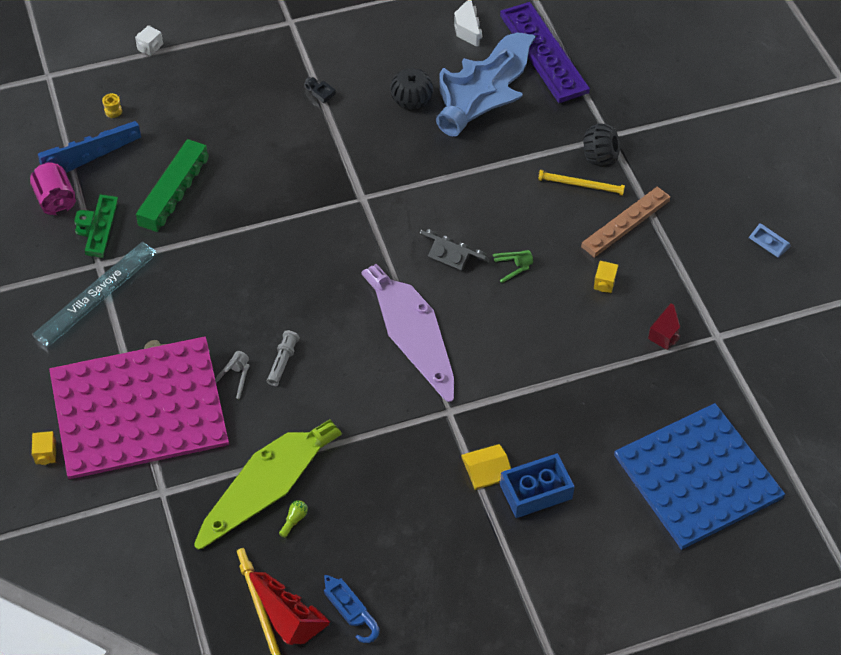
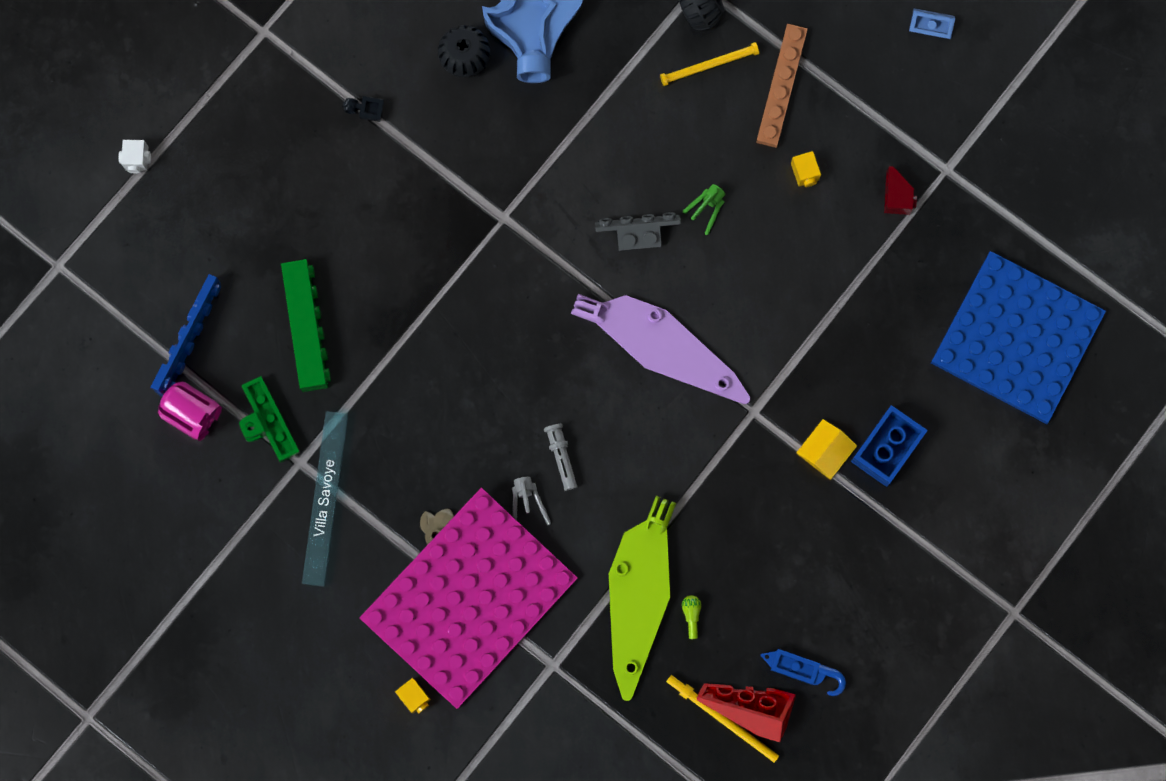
camera: 30 degrees left, 25 degrees up
(112, 105) = (167, 265): yellow wheel -> none

